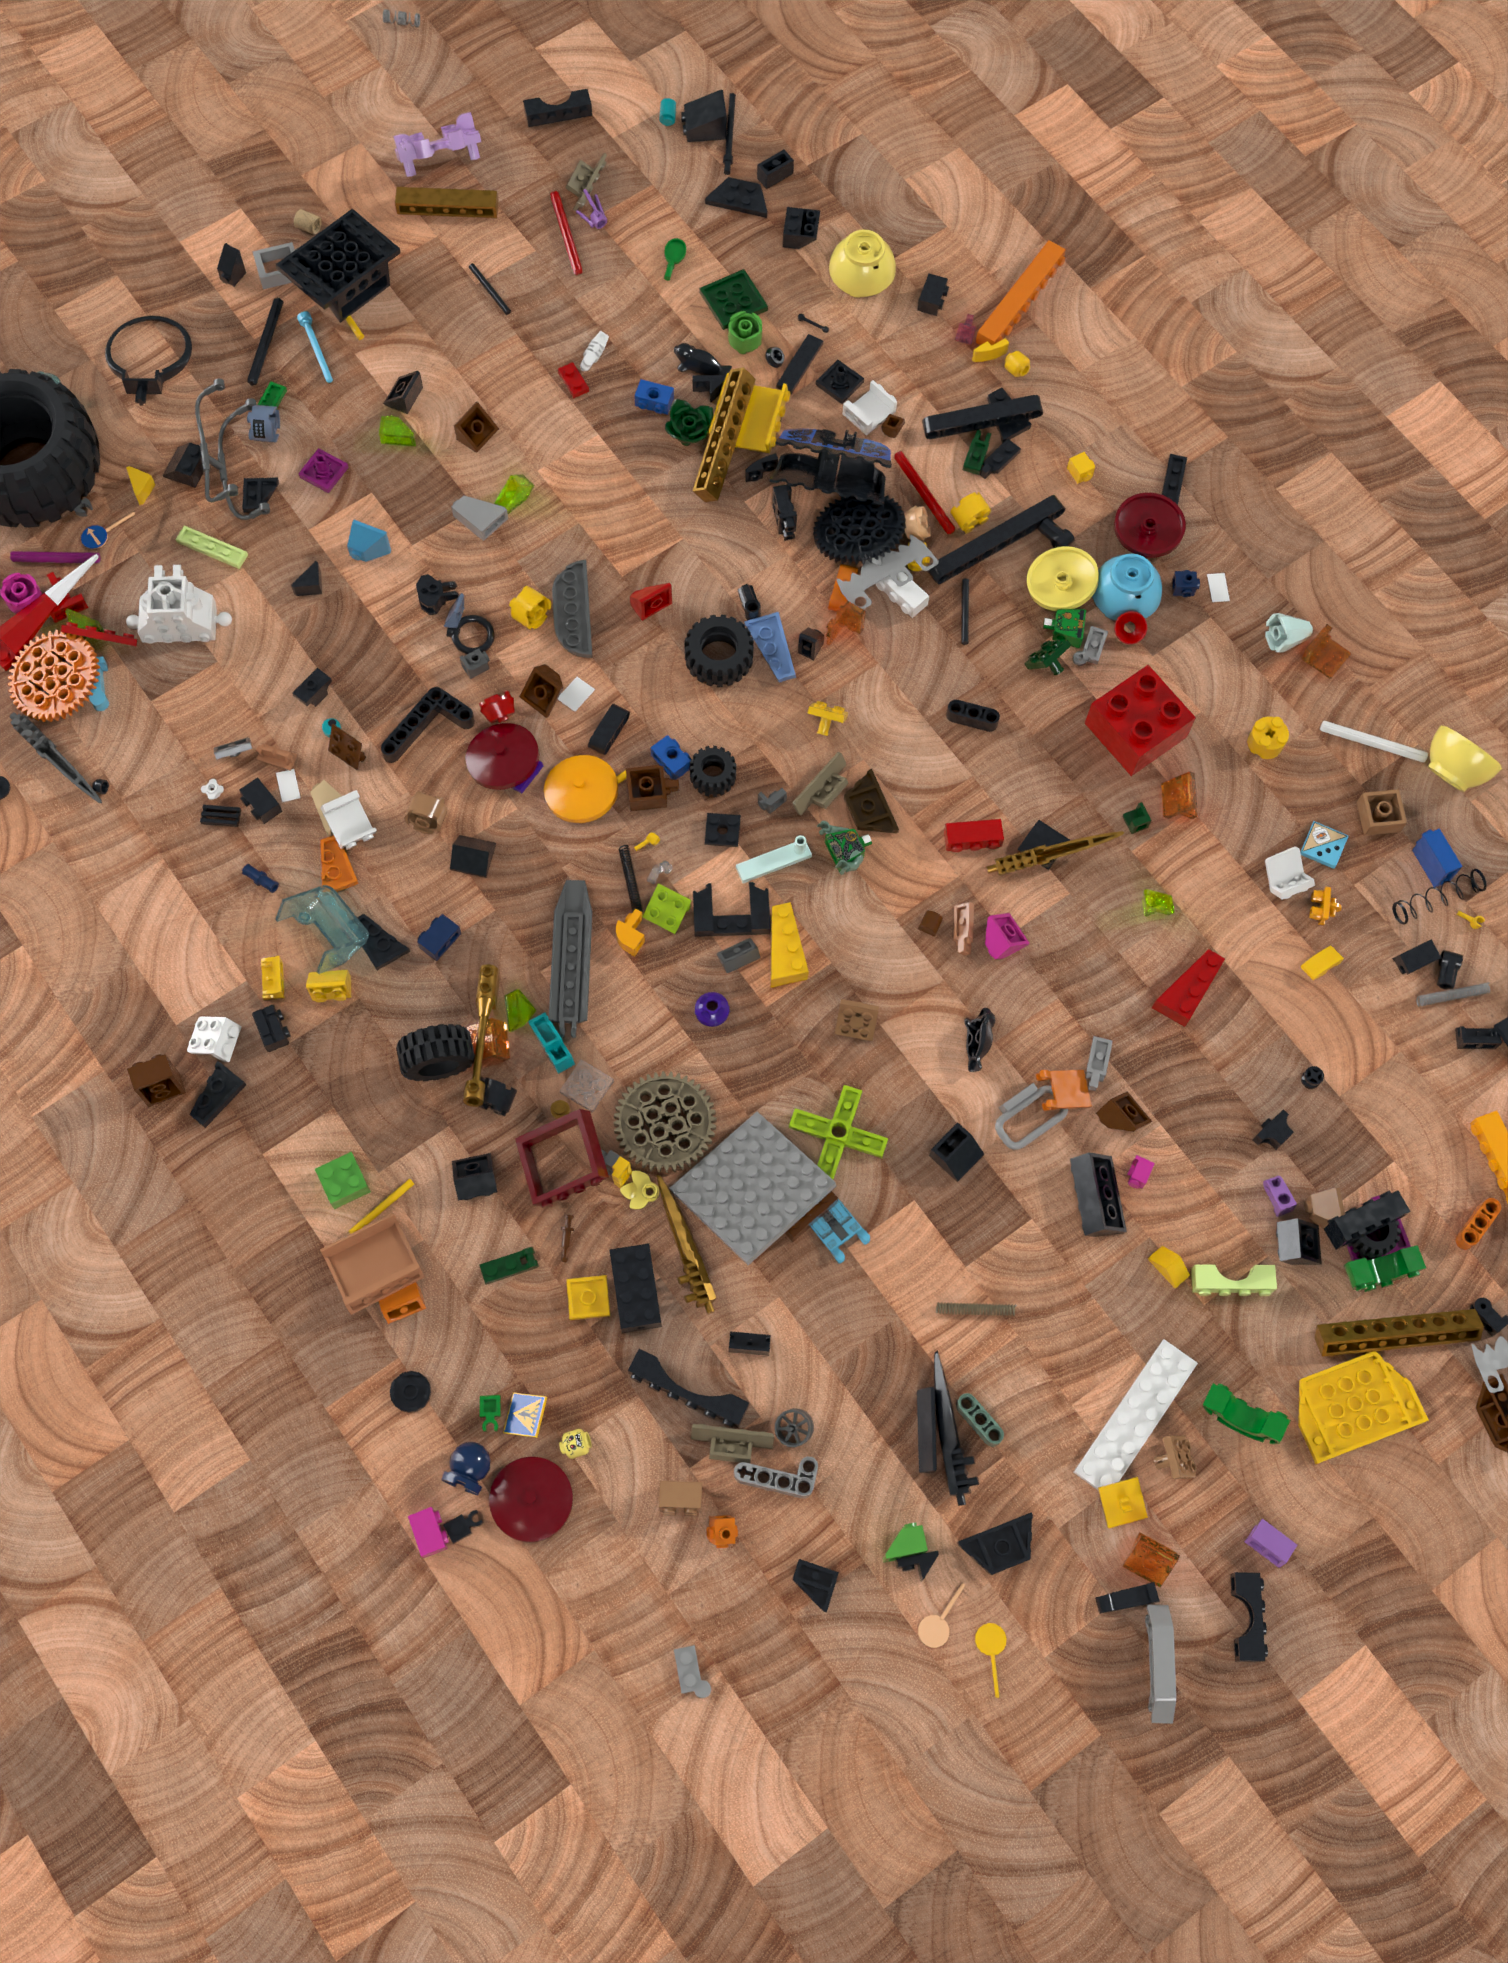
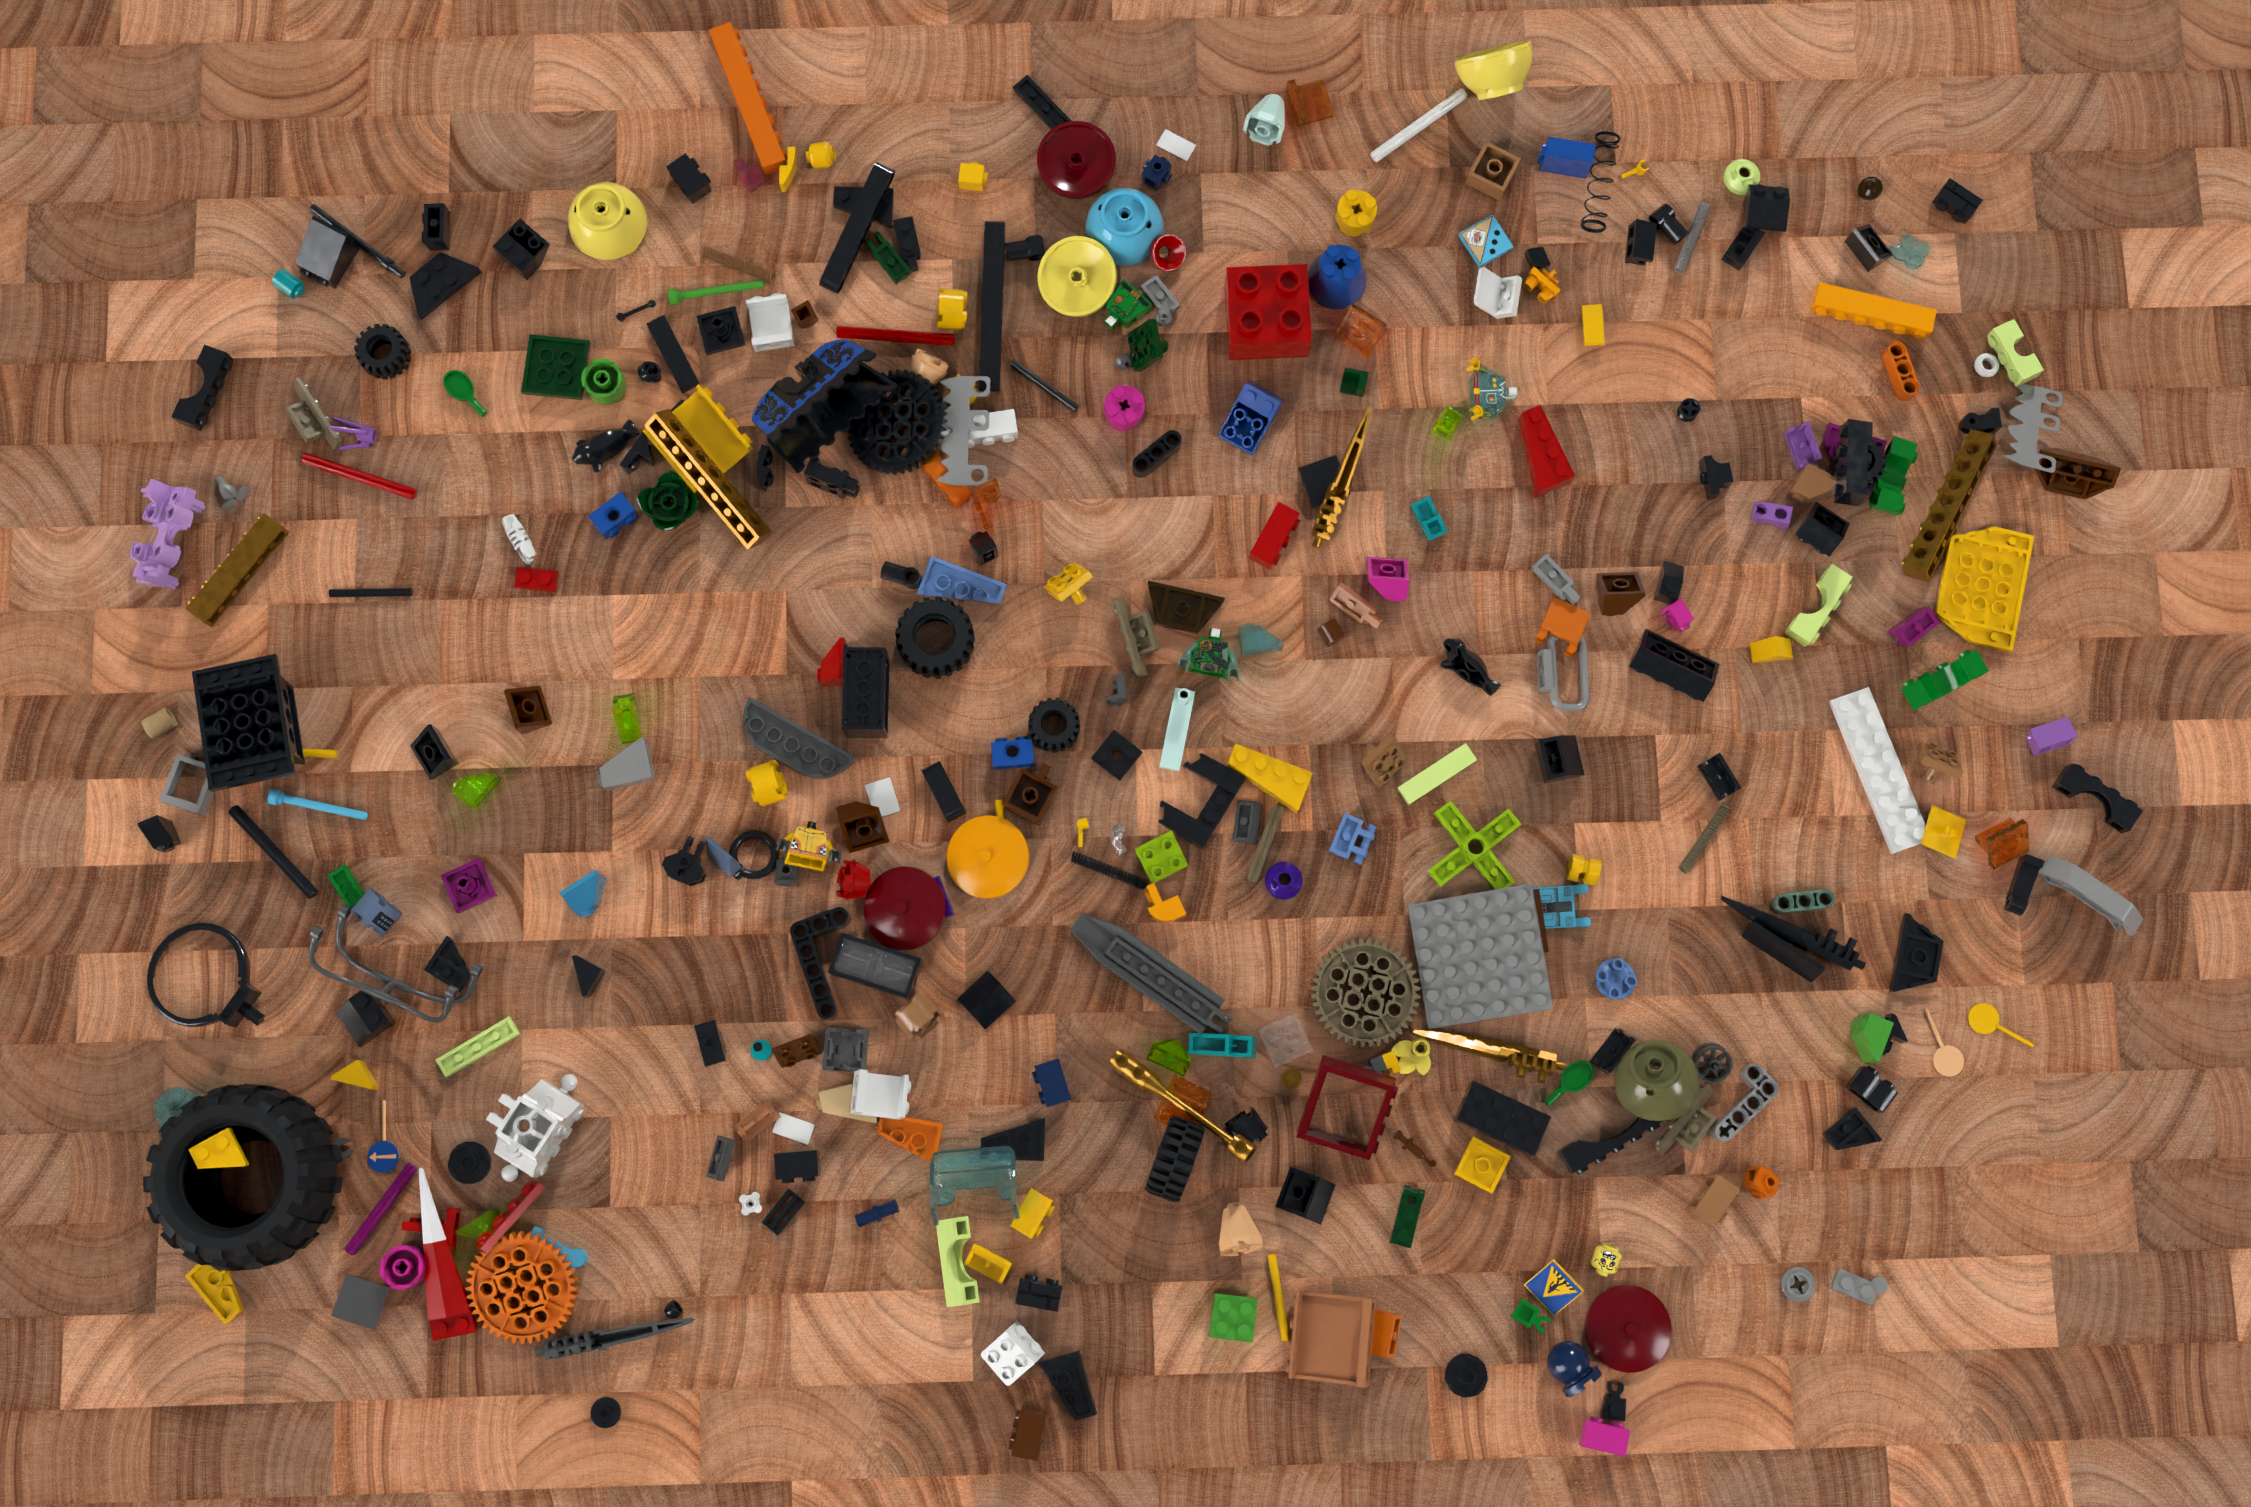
camera: 55 degrees left, 10 degrees up
(22, 412) = (219, 1151): none -> yellow wing
(124, 592) = (469, 1162): none -> black tile
(273, 940) = (958, 1285): none -> yellowish green arch
(376, 780) = (846, 1040): none -> flat silver brick
(411, 1142) = (1238, 1232): none -> light nougat cone
(444, 761) = (875, 966): none -> clear brick
(496, 161) = (229, 492): none -> light grey plant
(500, 660) = (808, 848): none -> torso
(642, 627) = (865, 692): none -> black hose
(656, 1608) = (1807, 1288): none -> light grey gear
(663, 181) = (375, 338): none -> black tyre
(705, 1326) = (1573, 1079): none -> green piece
(731, 977) = (1265, 843): none -> dark tan axle
(749, 1396) = (1673, 1084): none -> olive piece
(778, 1032) = (1346, 836): none -> medium blue plate
(810, 1309) = (1615, 979): none -> medium blue dish
(842, 339) = (676, 296): none -> bright green piece
(863, 1577) = (1871, 1089): none -> black brick
(877, 1069) = (1437, 774): none -> yellowish green tile
(880, 1227) = (1583, 869): none -> yellow wheel
(882, 872) = (1257, 640): none -> clear light blue slope
(898, 366) = (724, 257): none -> medium nougat piece
(989, 671) = (1117, 399): none -> dark pink brick
(1025, 650) = (1121, 361): none -> dark grey hinge
(1033, 1288) = (1719, 777): none -> black hinge
(1053, 762) = (1250, 417): none -> blue slope
(1073, 938) = (1428, 518): none -> teal slope
(1162, 1149) = (1669, 583): none -> black slope
(1206, 917) = (1487, 391): none -> clear light blue torso
(1209, 754) = (1334, 286): none -> blue cone
(1275, 1368) = (1914, 626): none -> magenta hinge
(1342, 890) = (1537, 258): none -> black slope
(1355, 1184) = (1803, 445): none -> medium lavender hinge

